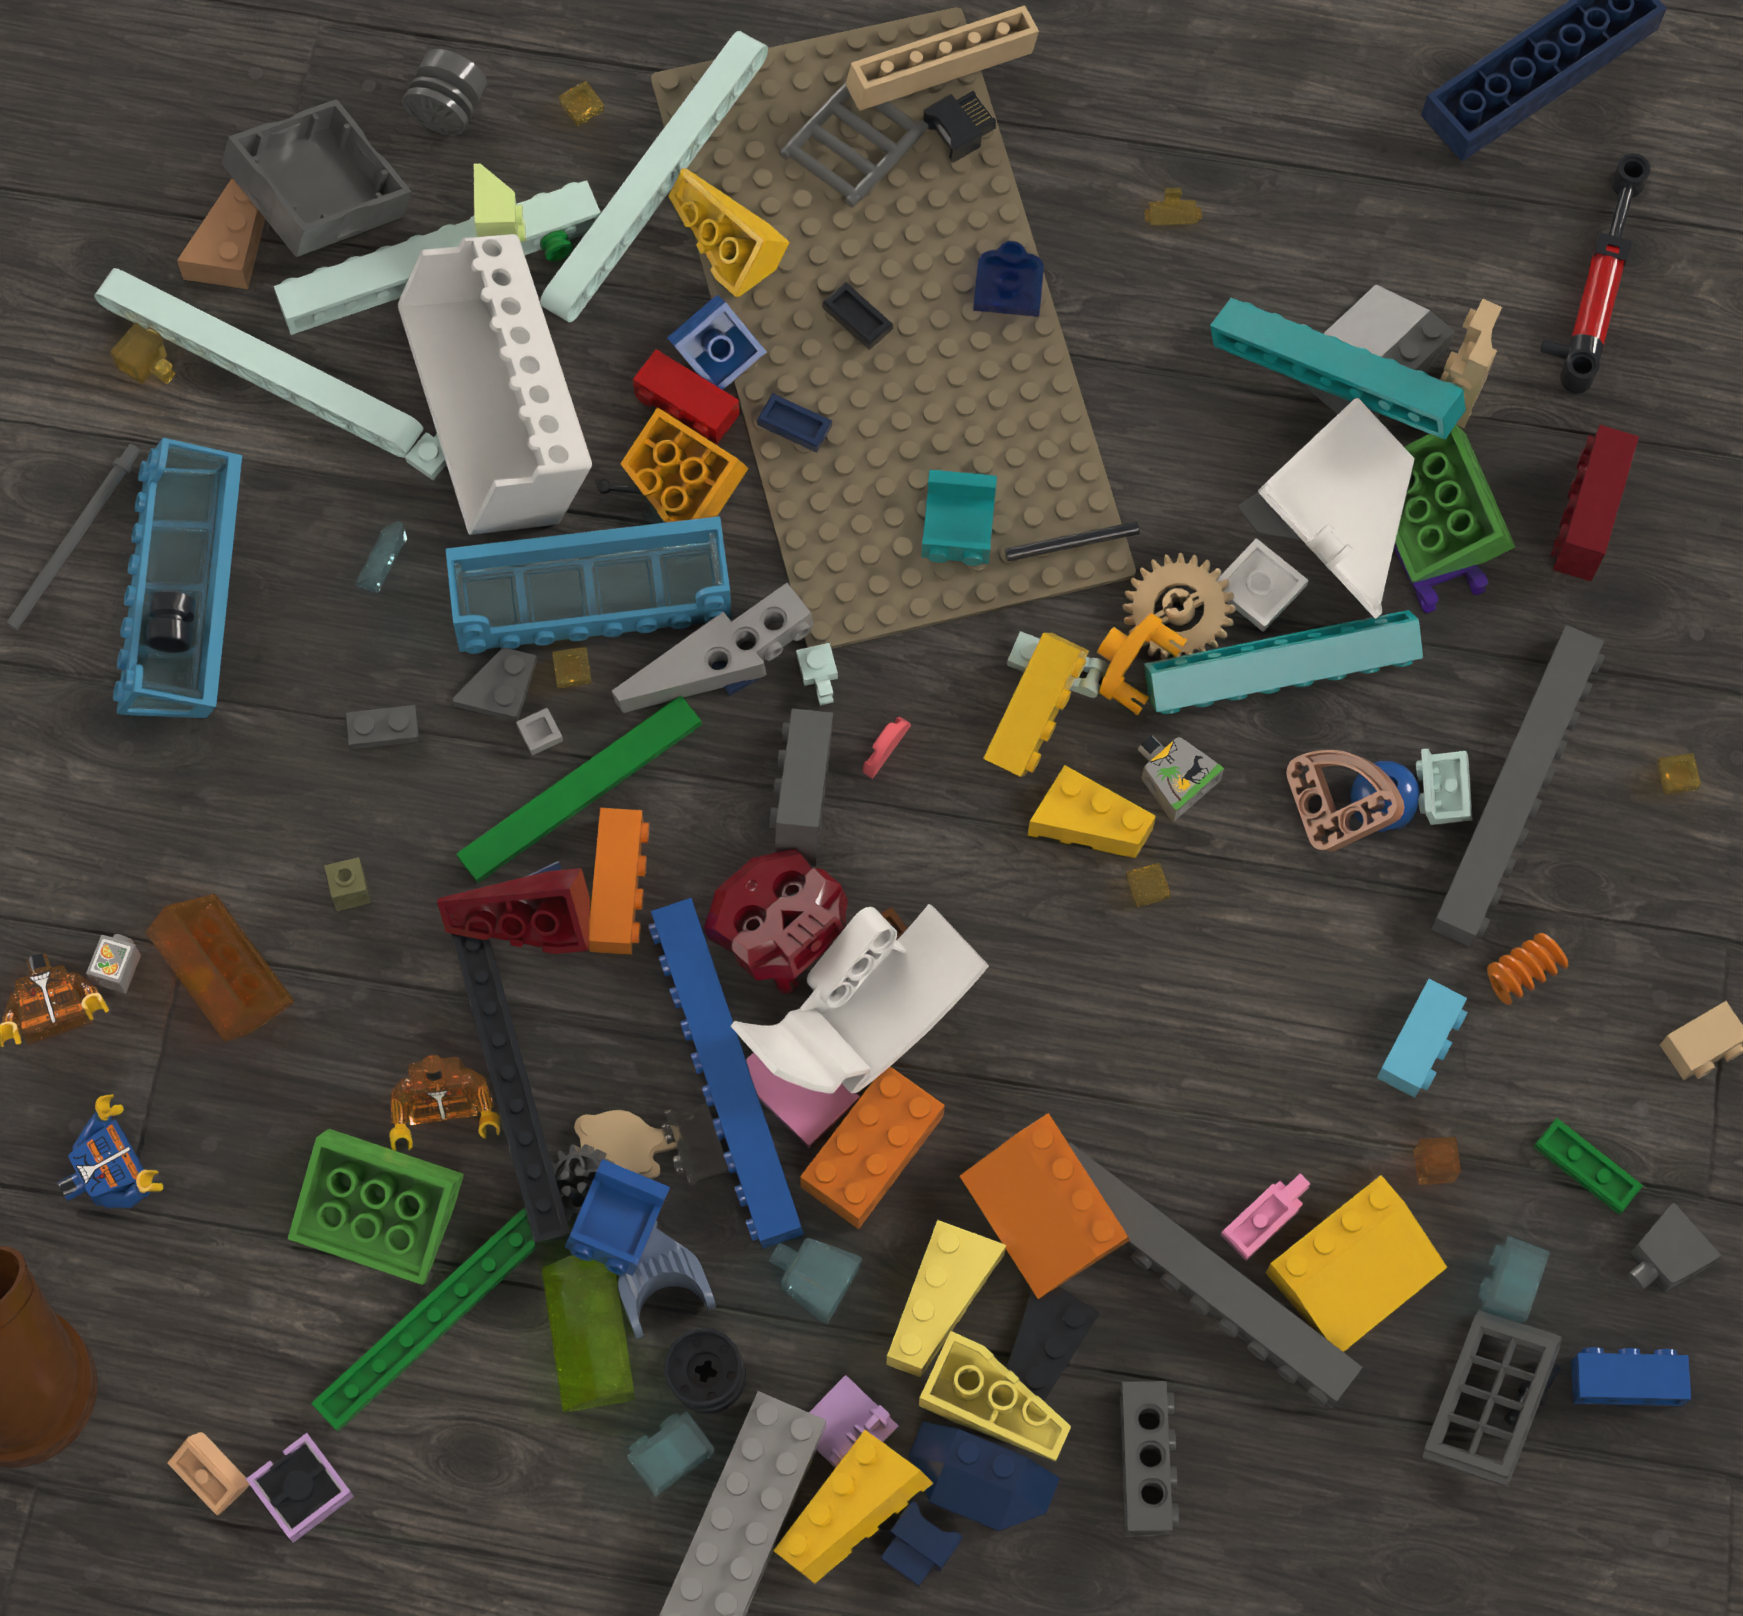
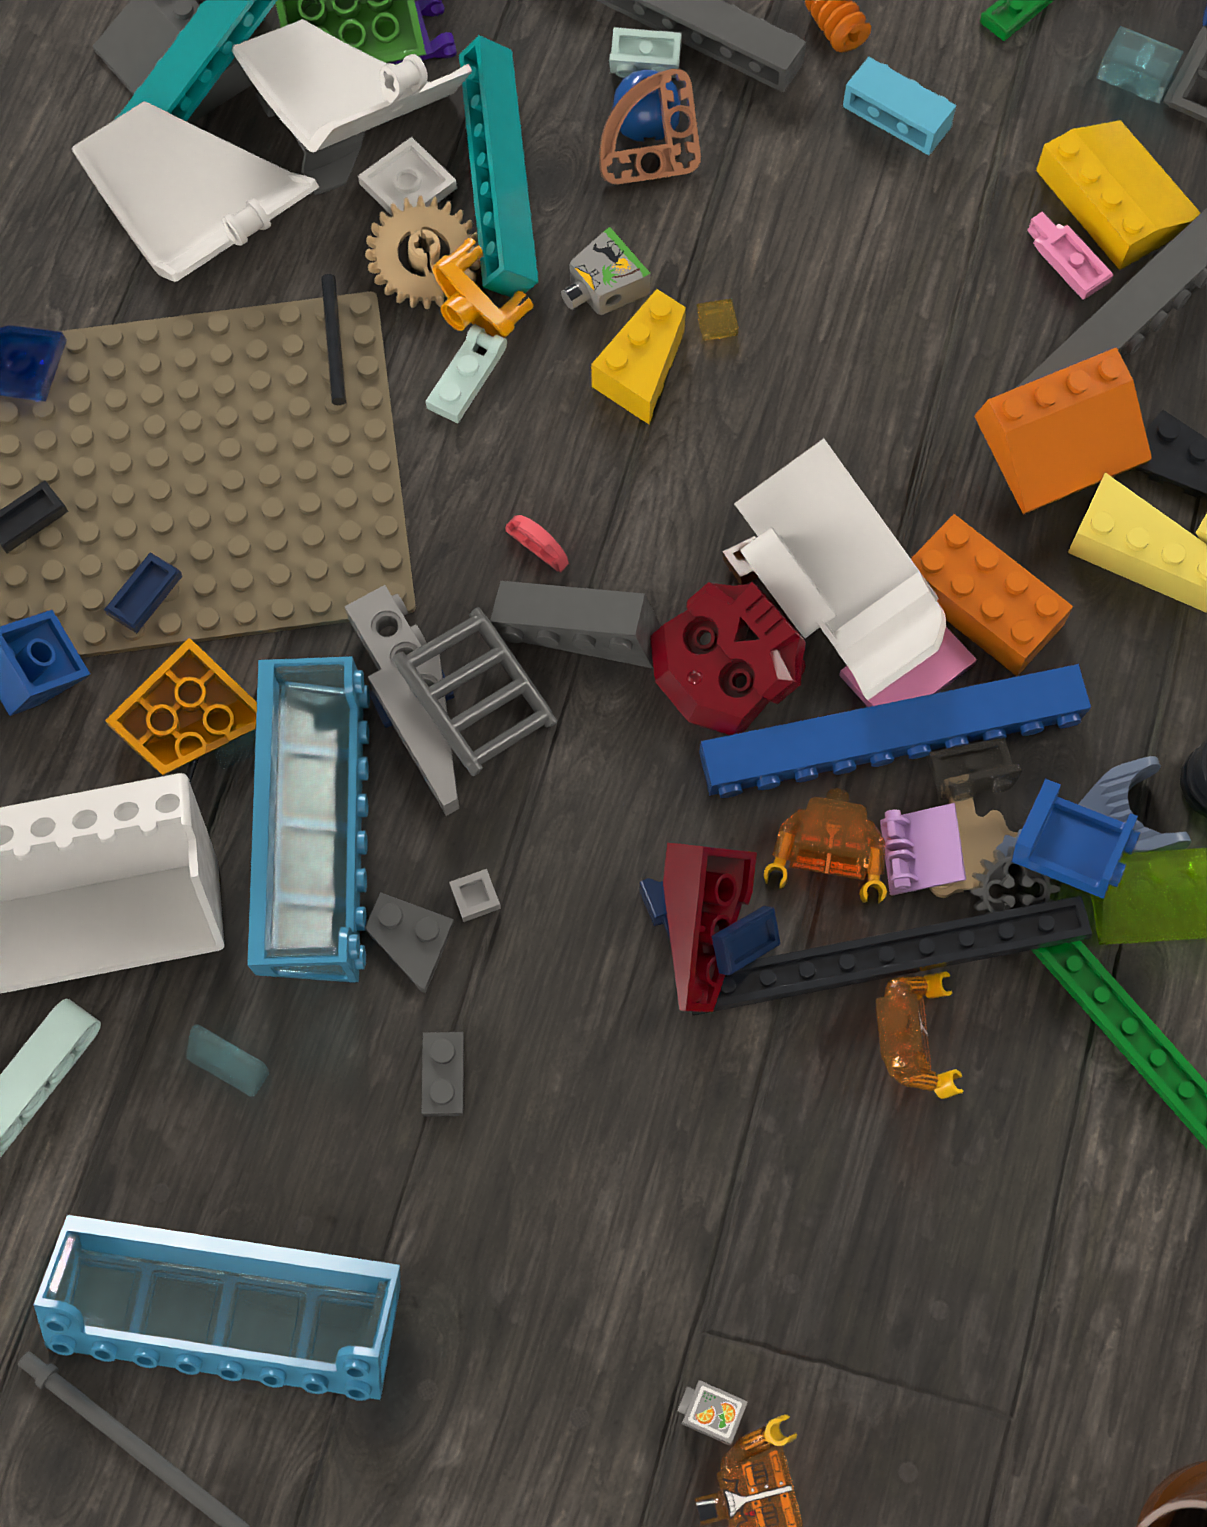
camera: 80 degrees left, 0 degrees up
(107, 1163) = (970, 1428): torso -> none
(170, 627) = (279, 1315): black wheel -> none
(218, 966) = (728, 1282): clear orange slope -> none
(347, 884) = (641, 1121): olive brick -> none
(374, 1205) = (1027, 1115): bright green slope -> none
(427, 456) = (103, 996): light aqua plate -> none
(510, 953) = (746, 940): none -> dark blue tile
(571, 667) = (401, 854): clear yellow plate -> none
(578, 789) = (556, 871): green tile -> none
(611, 1021) = (832, 840): none -> clear orange torso
(611, 1100) = (922, 849): none -> lavender hinge
(616, 881) = (649, 820): orange brick -> none
(680, 686) = (452, 727): none -> dark grey bar
(685, 396) = (84, 703): red brick -> none
(816, 1275) = (1122, 661): clear light blue torso -> none
(818, 668) = (436, 600): light aqua plate -> none
(959, 517) = (289, 441): teal panel -> none
(1036, 703) = (518, 382): yellow wedge -> none
(1211, 392) = (184, 188): none -> white panel
(1437, 1160) = (1023, 107): clear orange brick -> none

